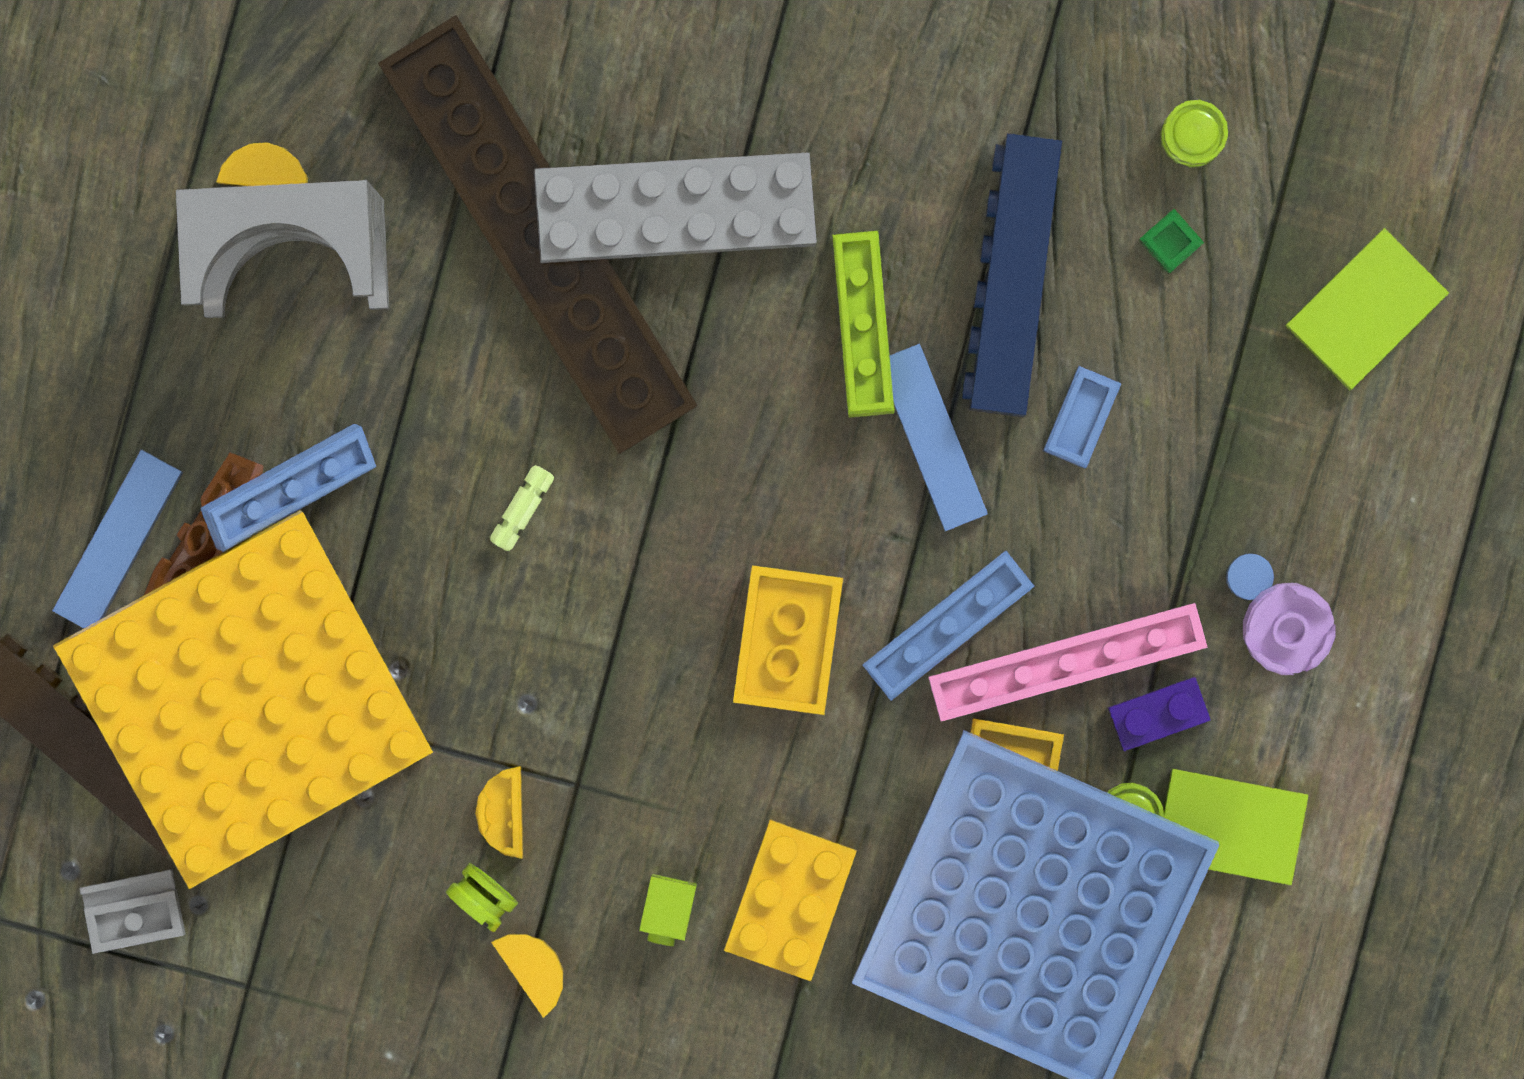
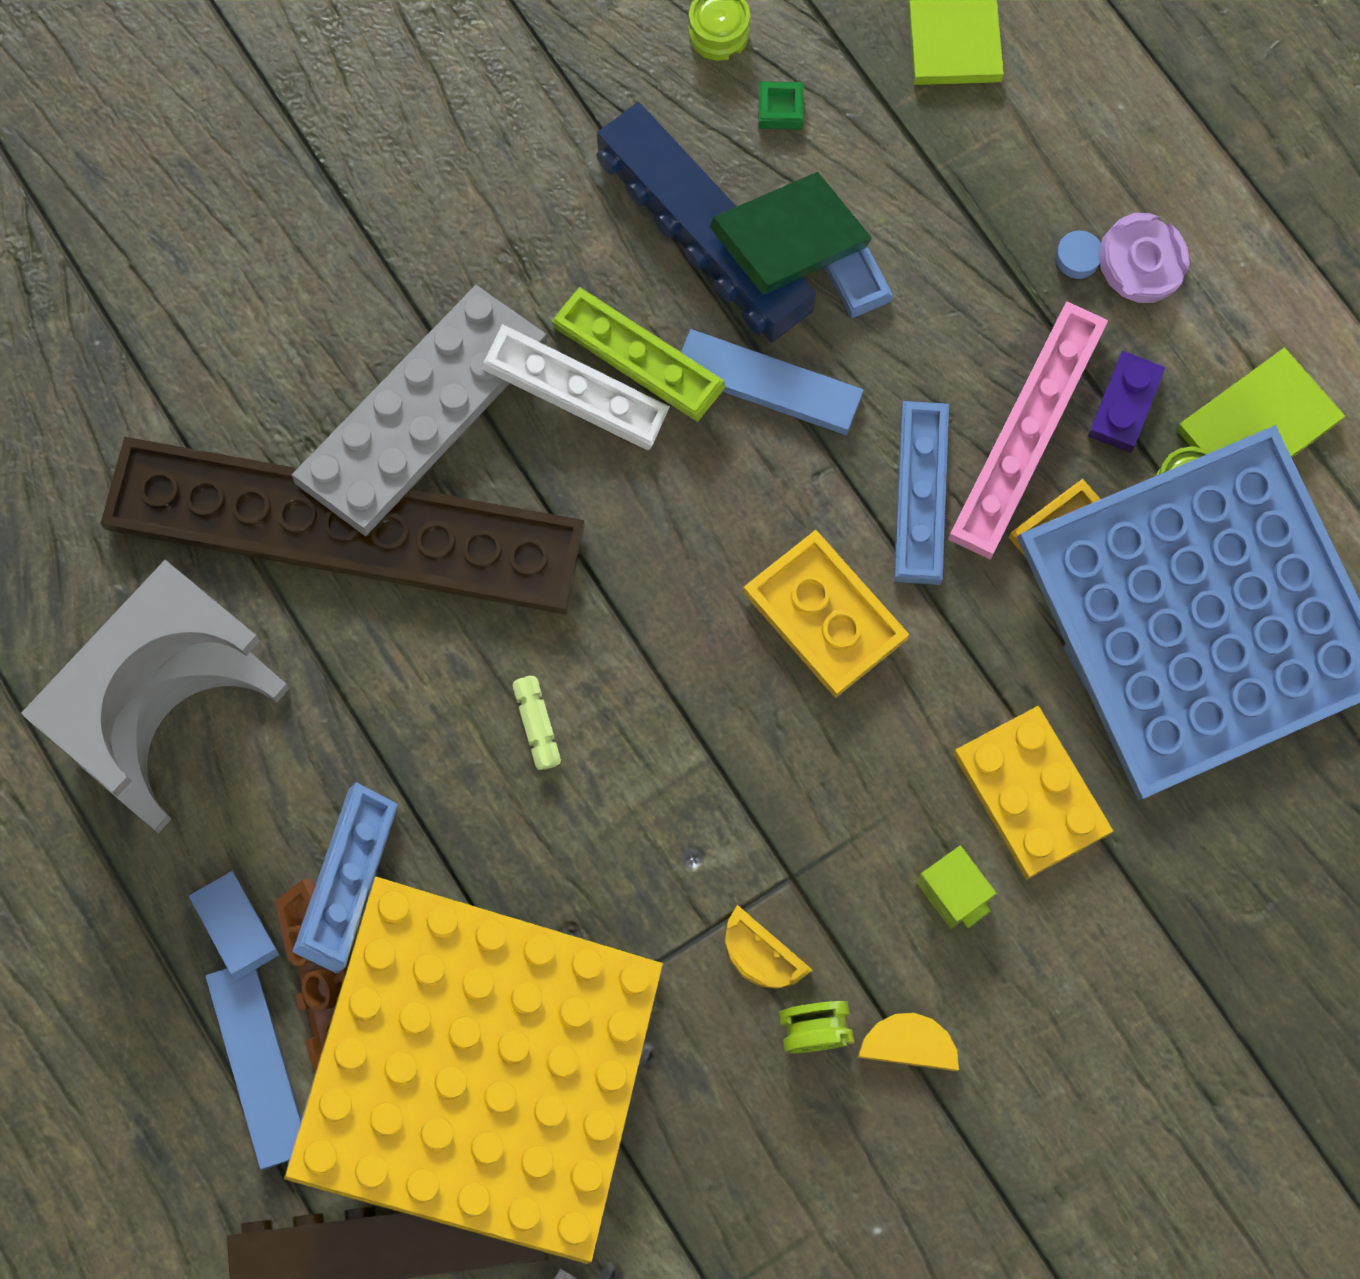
camera: 50 degrees left, 15 degrees down
(190, 436) = (233, 925): none -> medium blue tile
(792, 304) = (575, 387): none -> white tile
(1056, 354) = (790, 232): none -> dark green tile

